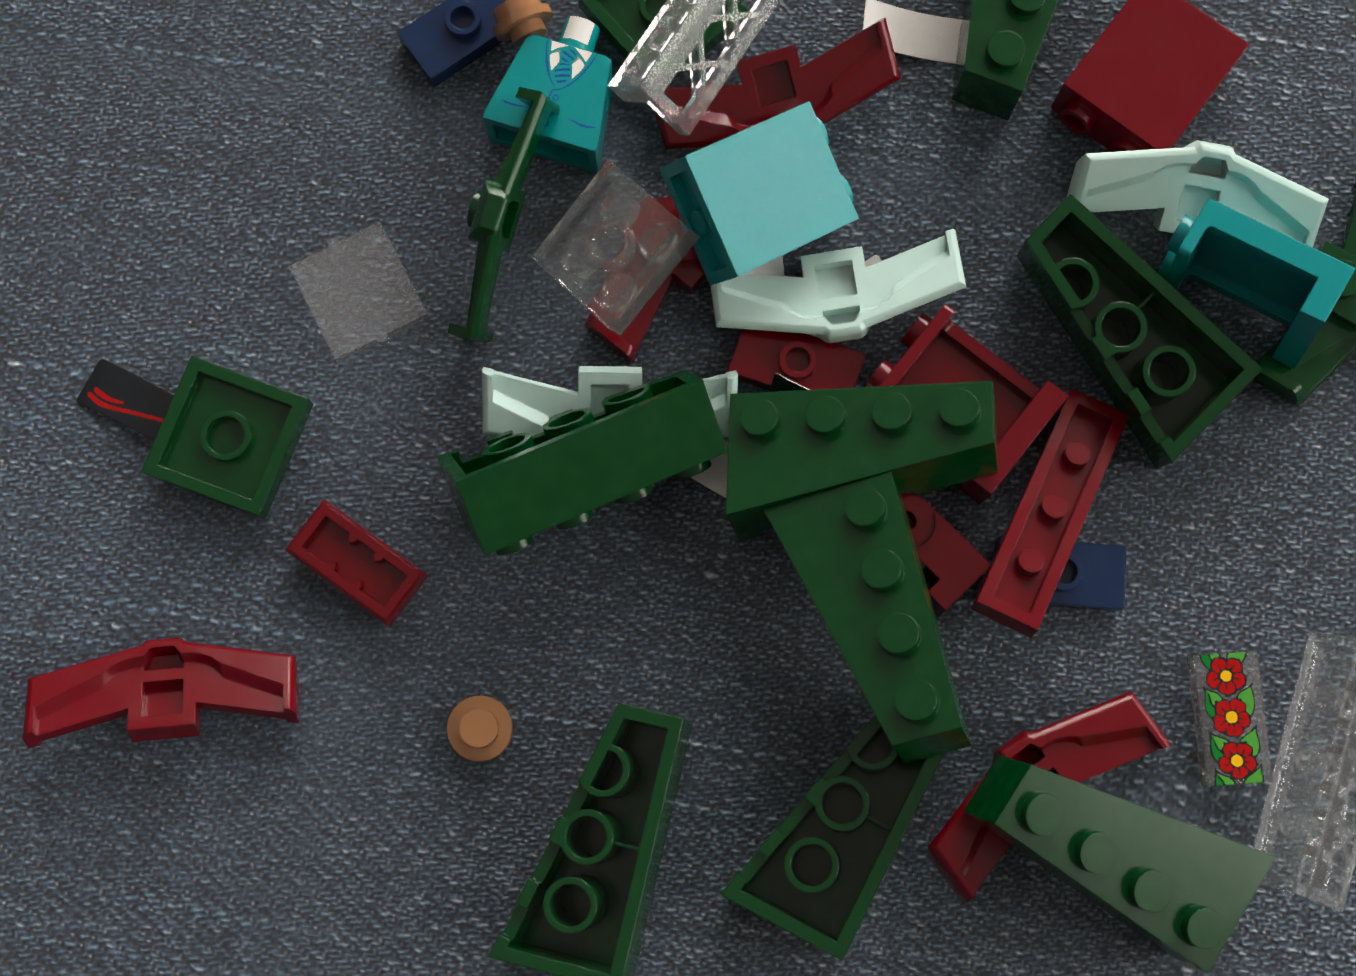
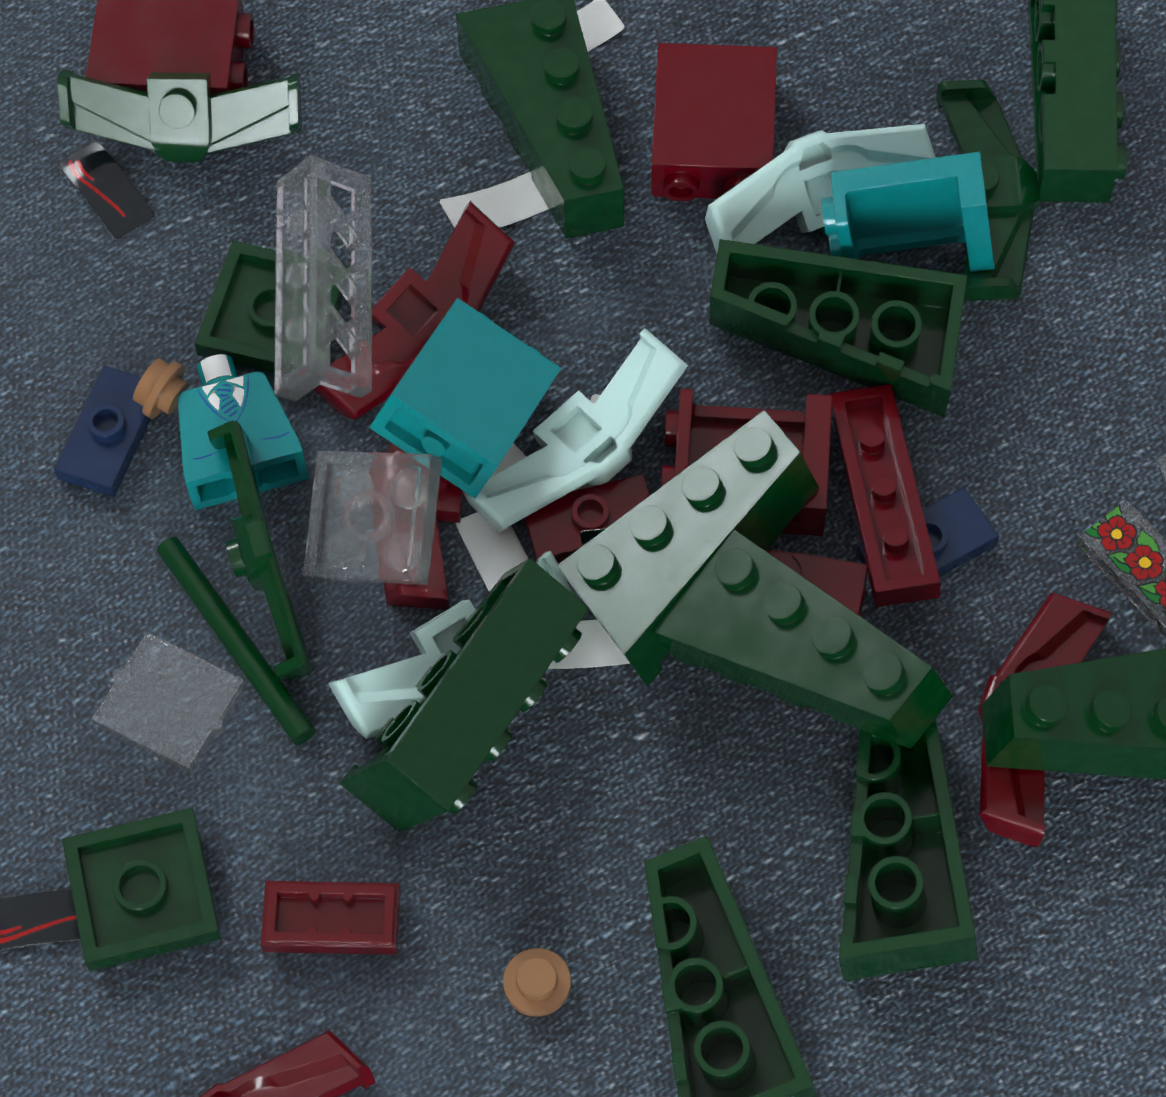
camera: 30 degrees left, 15 degrees down
(443, 275) = (236, 641): none -> dark green bar
(700, 343) = (489, 549): none -> white sticker

